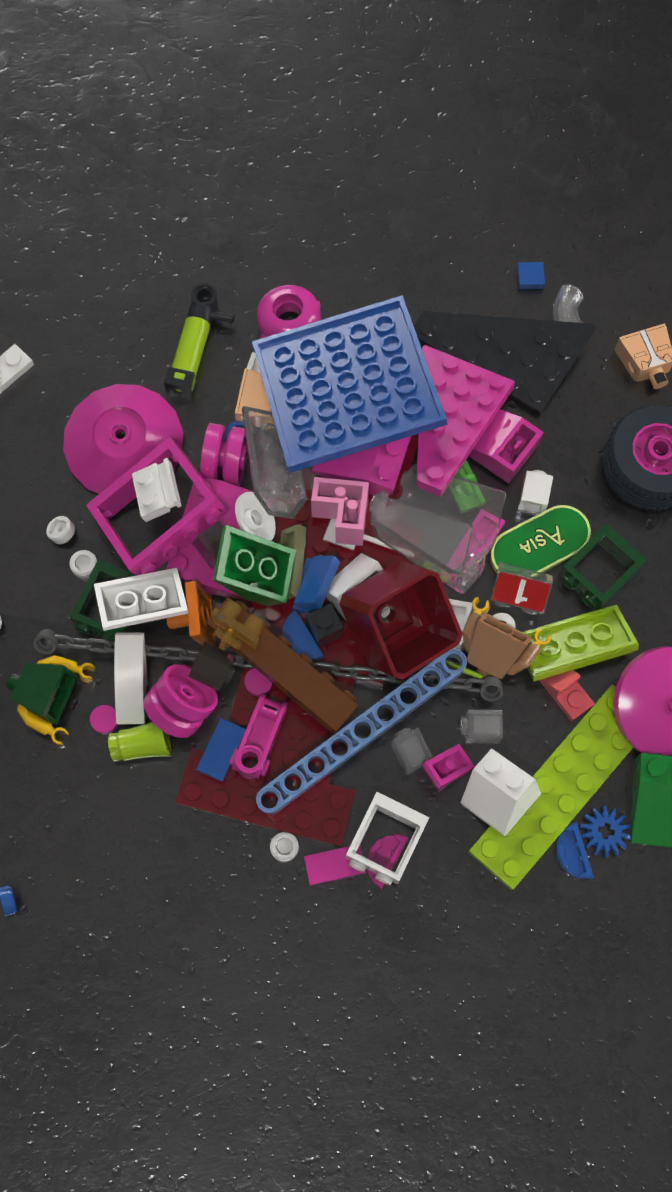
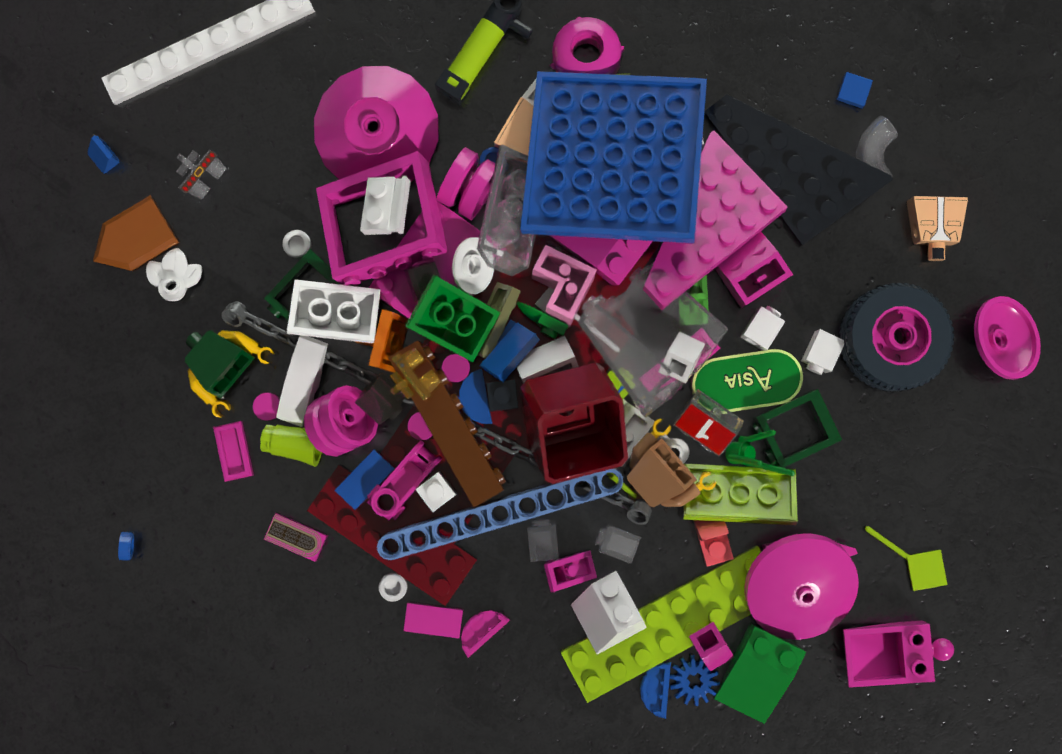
camera: 20 degrees right, 15 degrees up
(60, 530) = (285, 202): white tile -> none
(85, 773) = (233, 451): none -> dark pink tile
(173, 833) = (295, 537): none -> tile
(273, 616) = (456, 368): none -> dark pink tile
(294, 734) = (436, 491): none -> white brick
(343, 549) = (550, 326): none -> green plate
(399, 812) = (471, 648): white window -> none
(481, 531) = (683, 356): none -> white brick
(565, 604) = (743, 453): none -> green plant
(597, 493) = (822, 352): none -> white brick
(609, 789) = (711, 646): none -> dark pink brick

